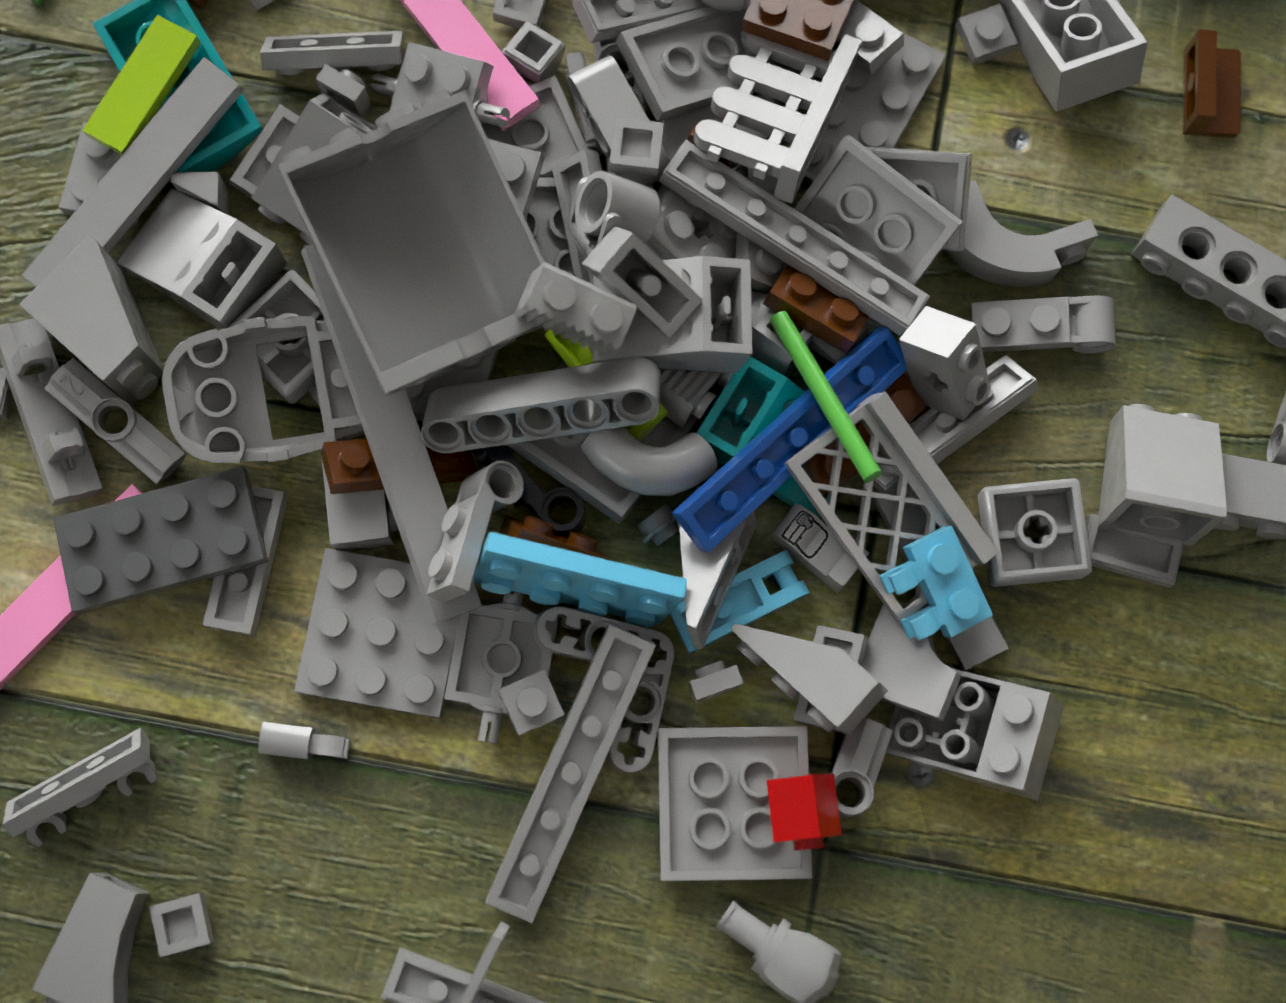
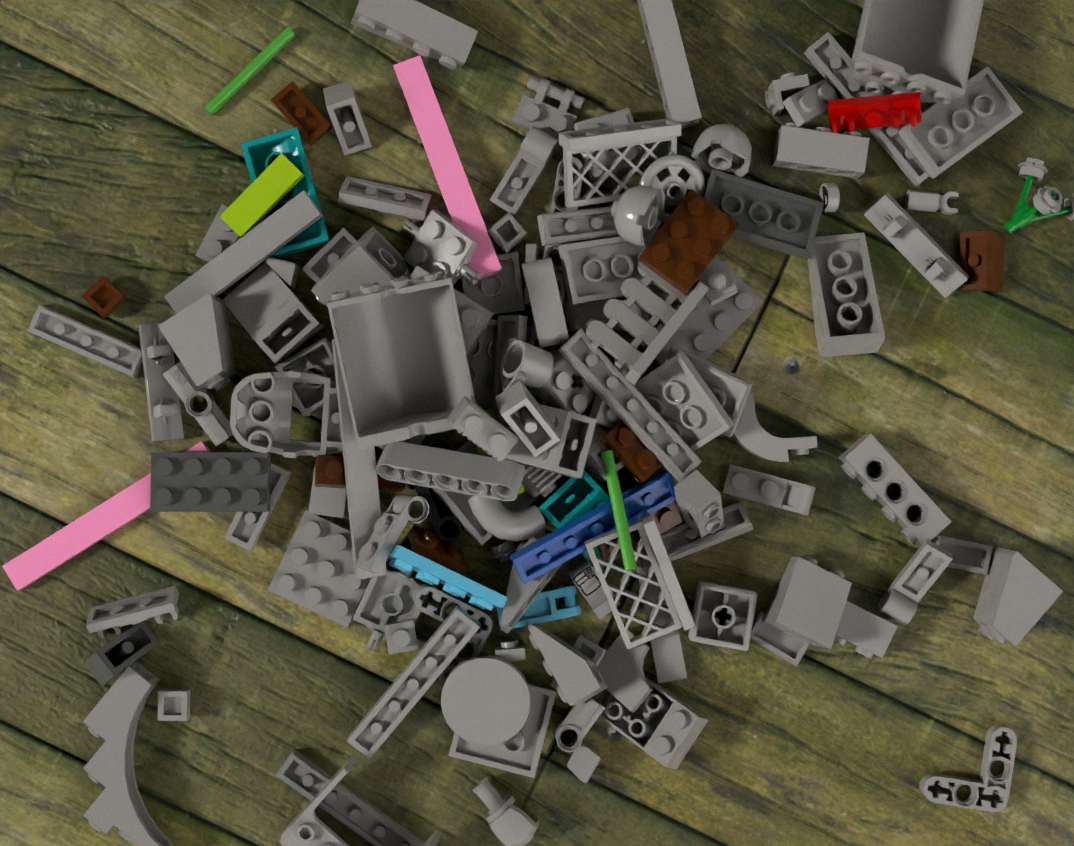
camera: 20 degrees right, 10 degrees up
(62, 865) = (120, 653): none -> dark grey slope
(300, 742) = (264, 620): light grey bar -> none
(345, 88) = (386, 226): light grey plate -> none
(636, 146) = (549, 327): light grey plate -> none
(697, 766) = (486, 700): none -> light grey tile
(804, 810) = (538, 742): red brick -> none
(884, 830) = (584, 762): none -> light grey slope
(946, 581) = (660, 636): medium azure plate -> none
(986, 34) = (793, 293): light grey plate -> none
(1211, 87) = (922, 366): reddish brown panel -> none

